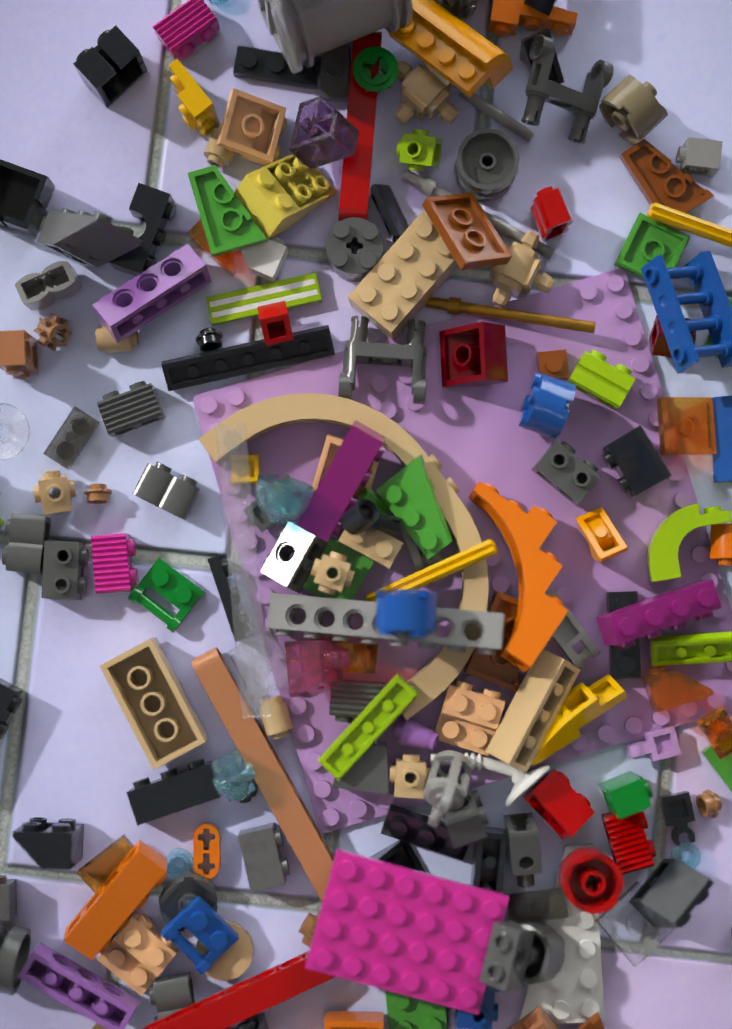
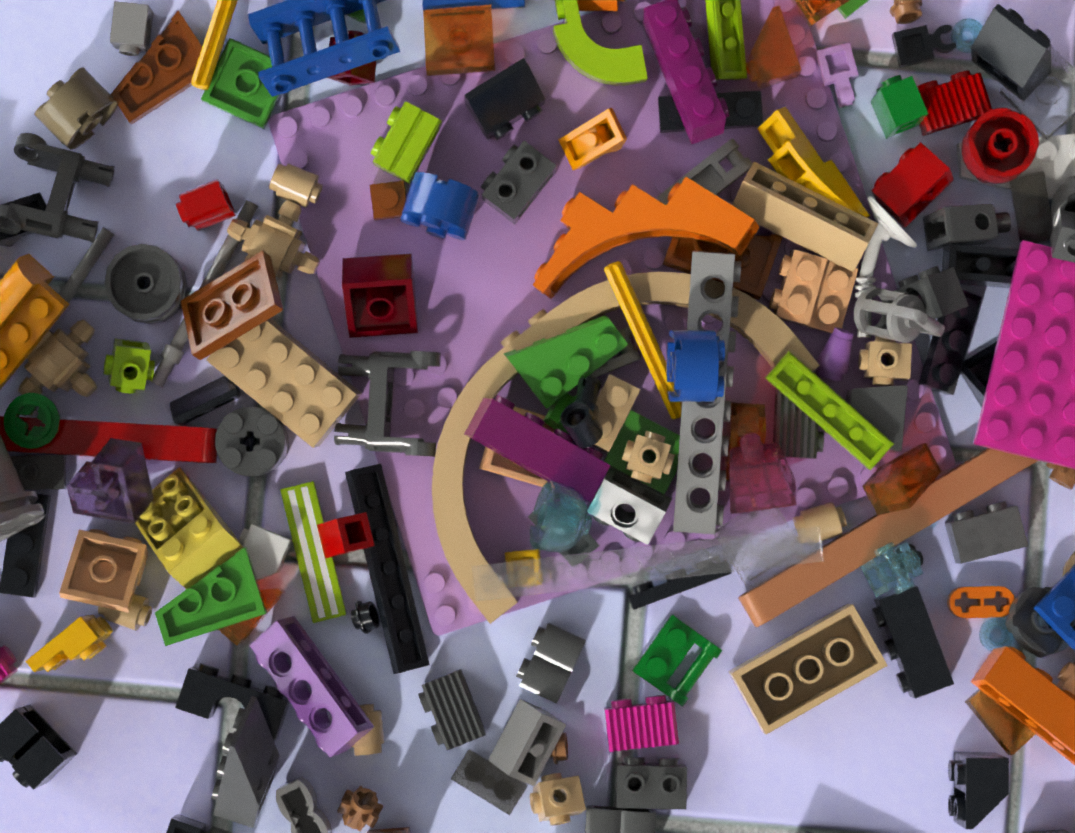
camera: 95 degrees left, 0 degrees up
(101, 468) = (527, 742): none -> light grey brick
(308, 787) = (902, 480): none -> clear orange slope
(456, 306) = (318, 319): pearl gold bar -> none
(566, 288) = (295, 185): none -> tan brick

